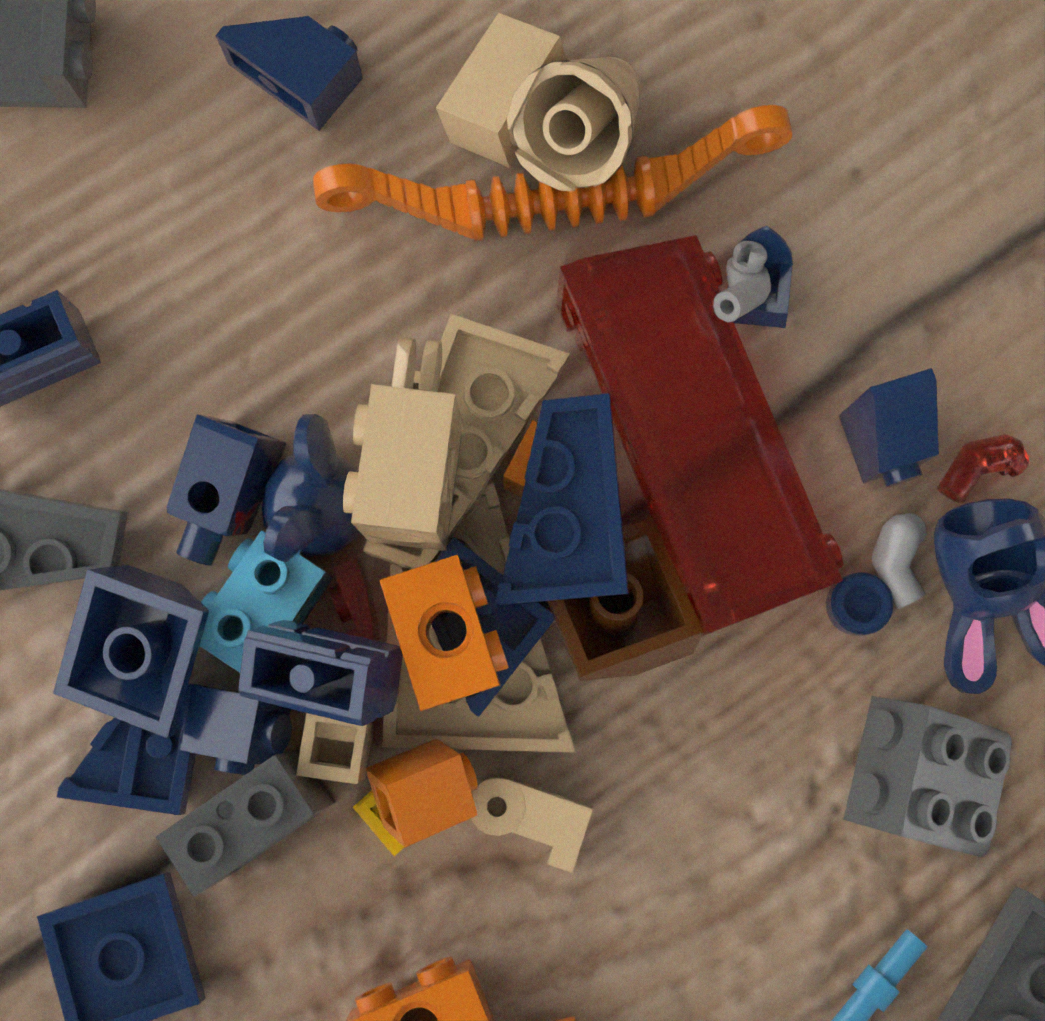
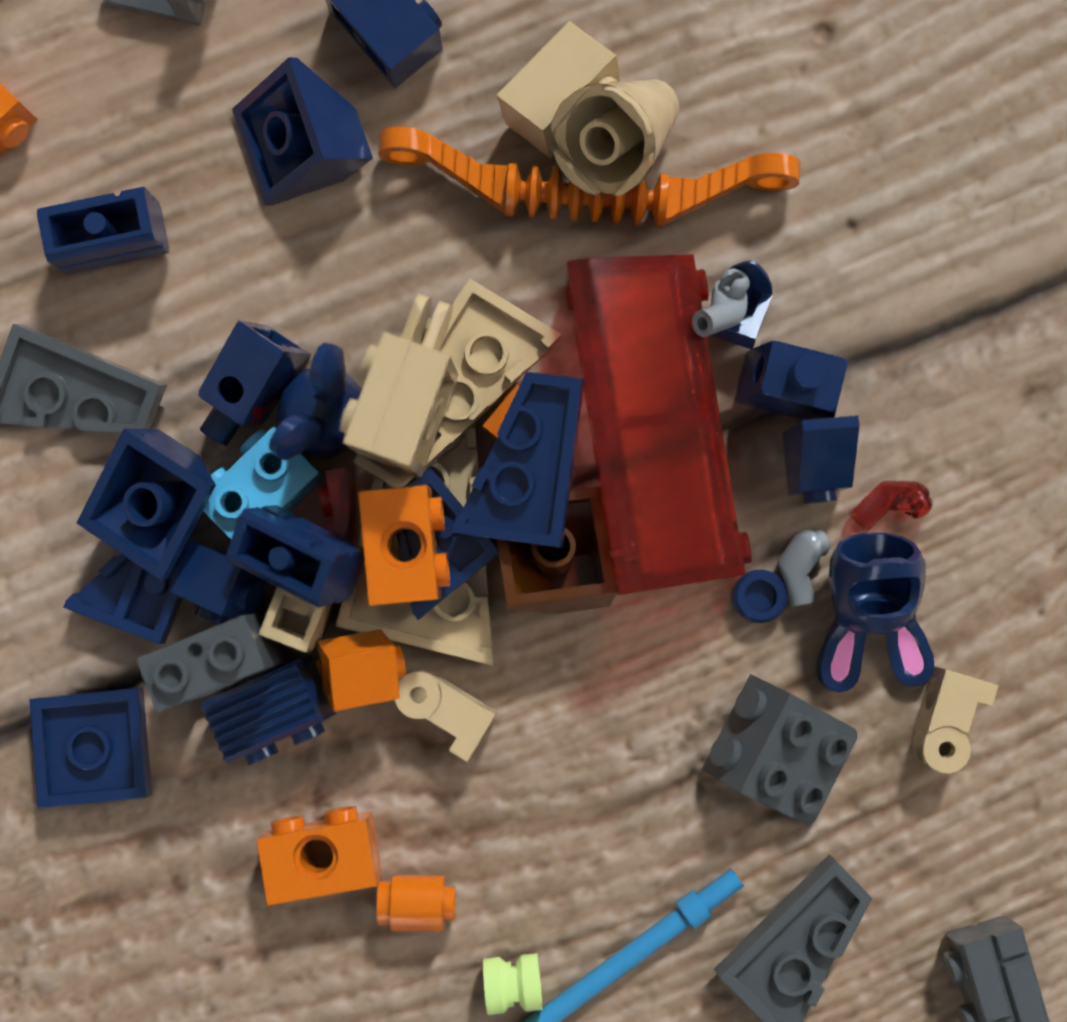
camera: 15 degrees right, 5 degrees up
(222, 199) = (299, 133): none -> dark blue slope
(324, 865) = (267, 710): none -> dark blue brick
(844, 351) = (792, 381): none -> dark blue torso

